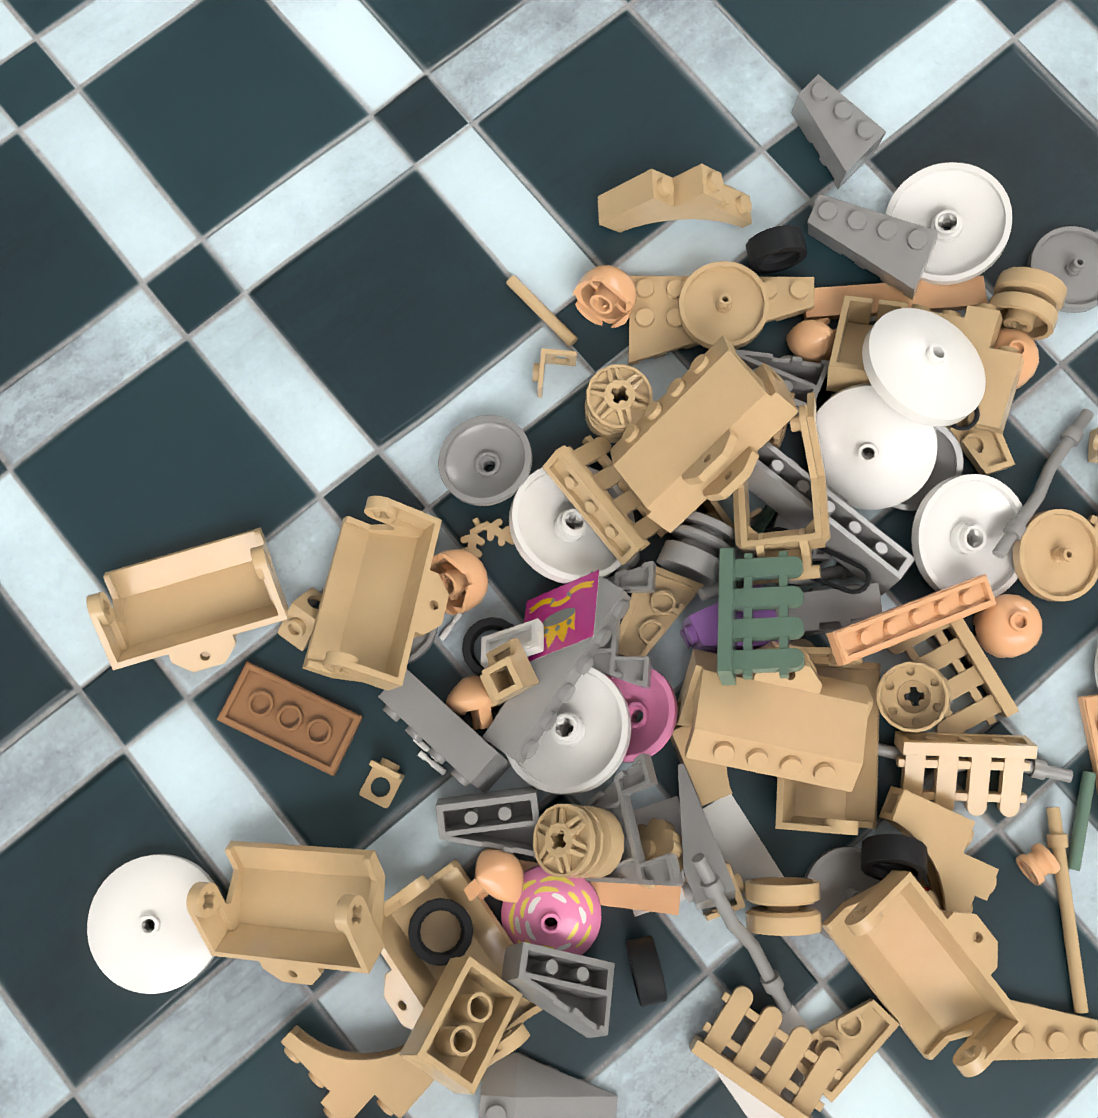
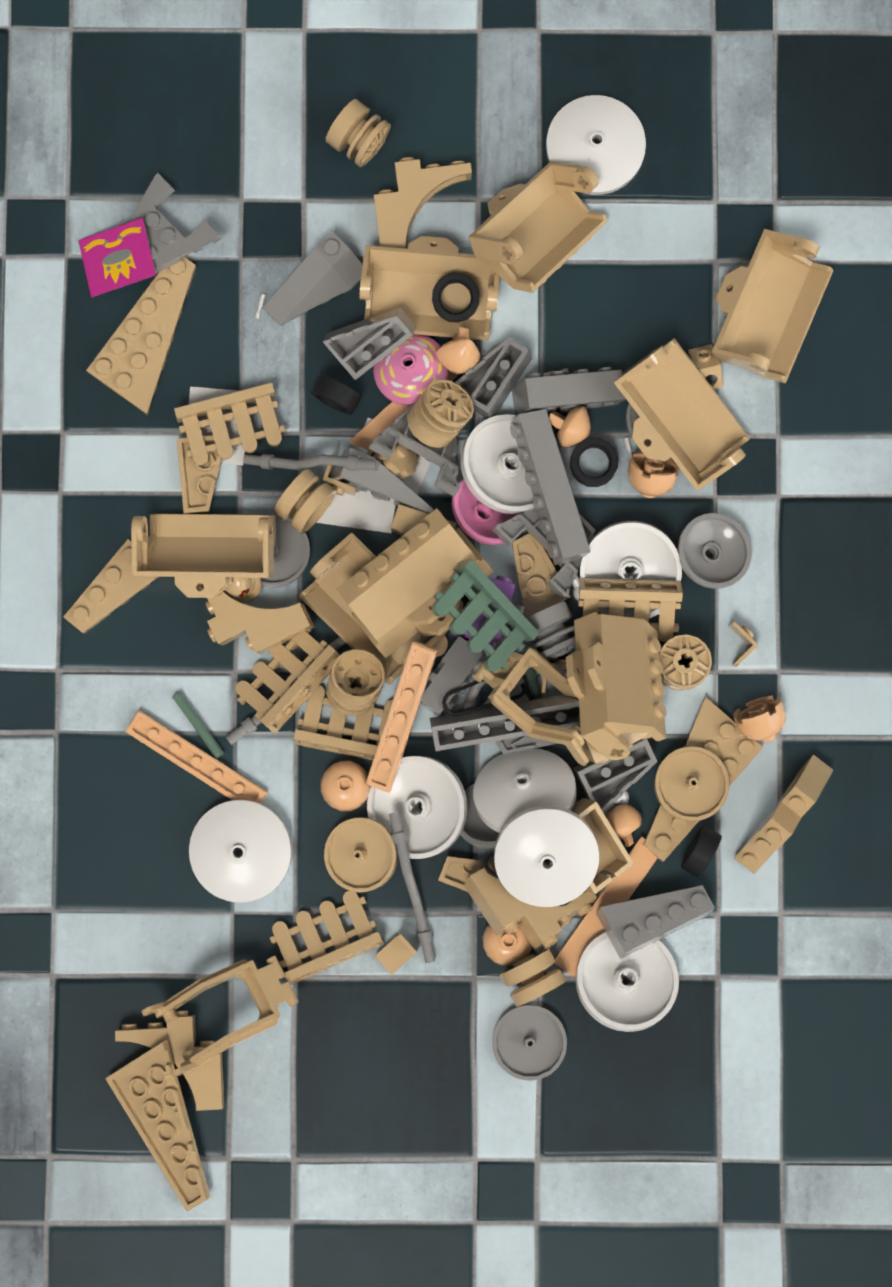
camera: 130 degrees right, 5 degrees up
(290, 718) = (652, 311): medium nougat tile -> none
(387, 770) = (572, 343): tan bracket -> none
(461, 1025) = (397, 266): tan brick -> none
(492, 529) = (671, 507): tan animal -> none
(507, 672) = (571, 451): tan brick -> none
(529, 634) = (586, 471): white tile -> none
(541, 310) = (786, 672): tan bar -> none
(566, 613) = (578, 509): dark pink sticker -> none
(836, 128) = (748, 968): light grey wedge -> none
(893, 852) = (277, 588): black tyre -> none
(1037, 864) = (198, 673): light nougat wheel -> none
(1059, 842) = (199, 698): tan bar -> none

